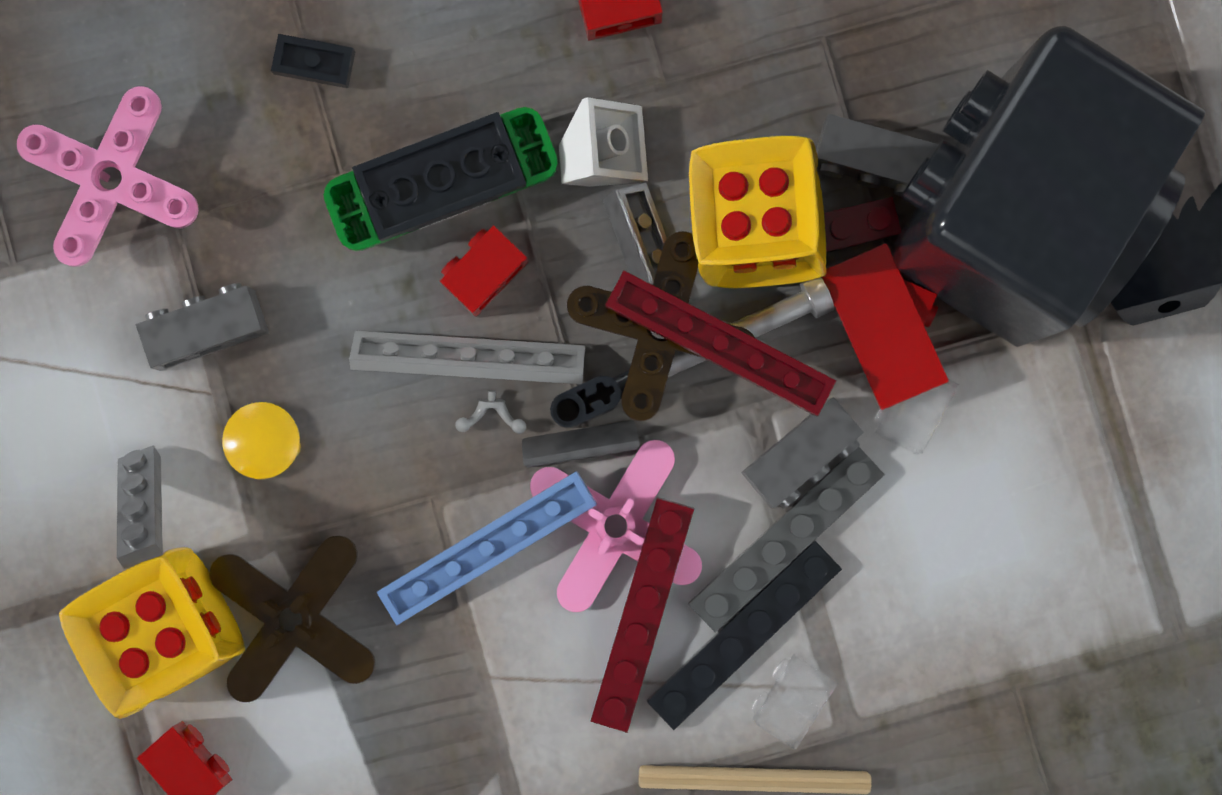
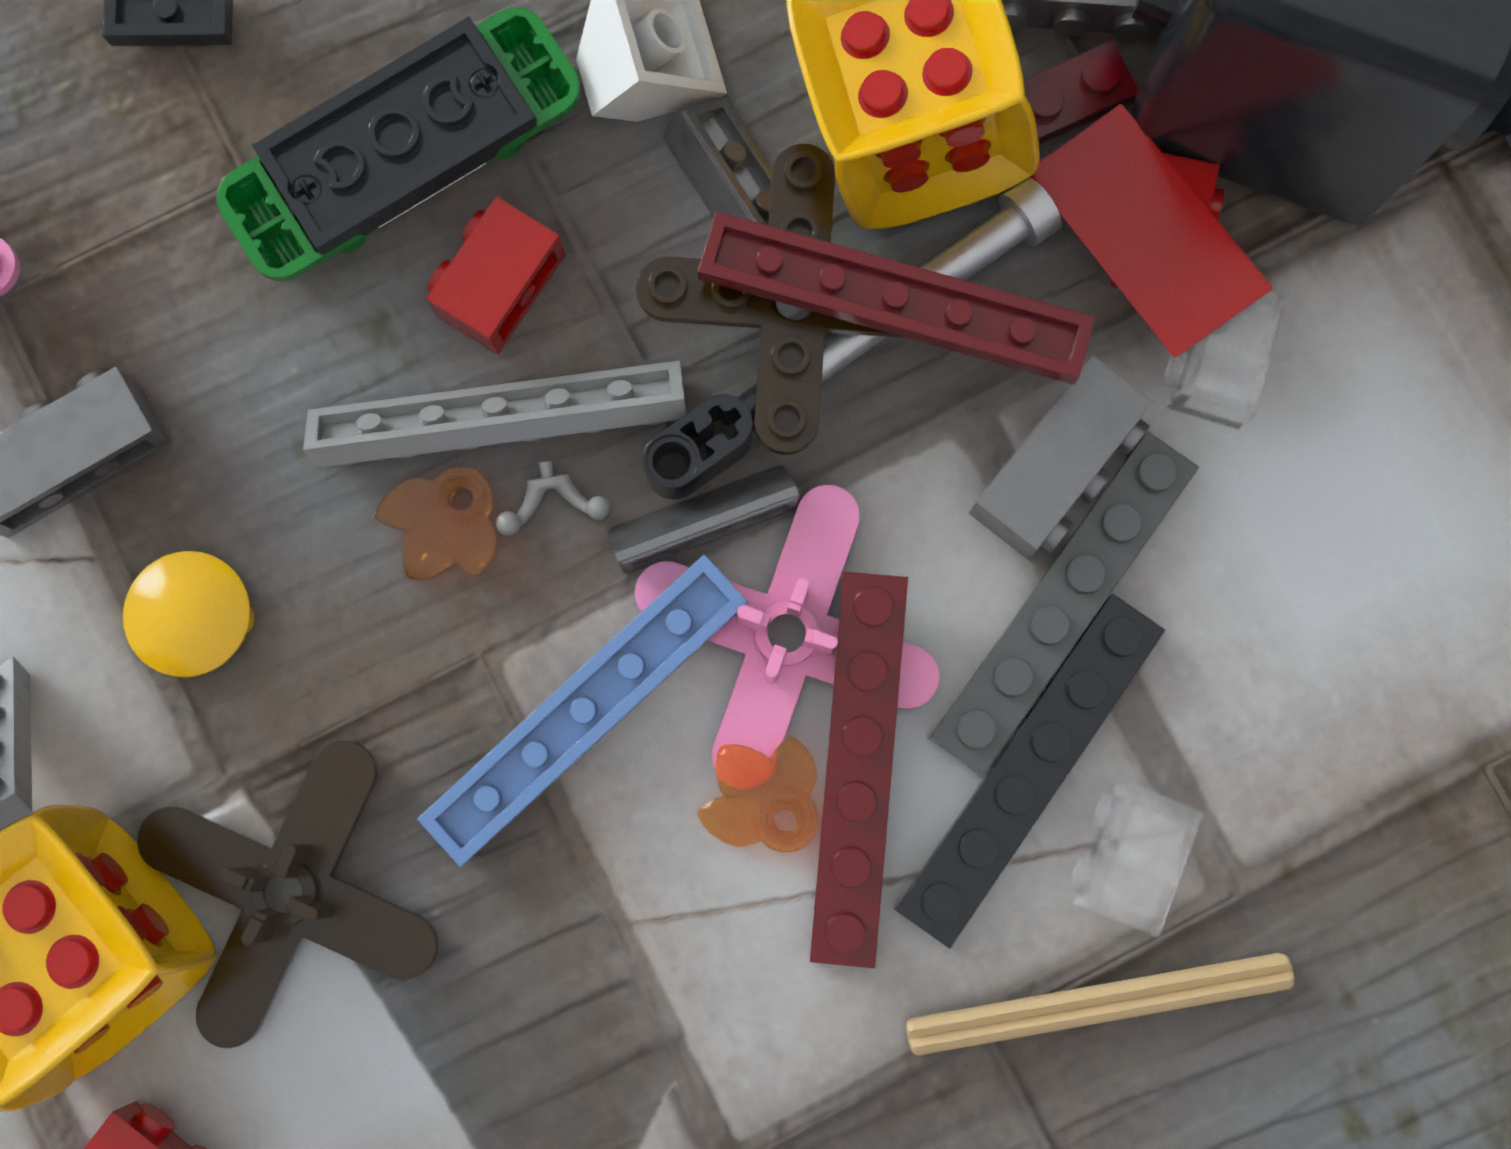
camera: 10 degrees left, 5 degrees down
(418, 418) = (436, 530): none -> clear orange plate
(579, 615) = (758, 788): none -> clear orange plate

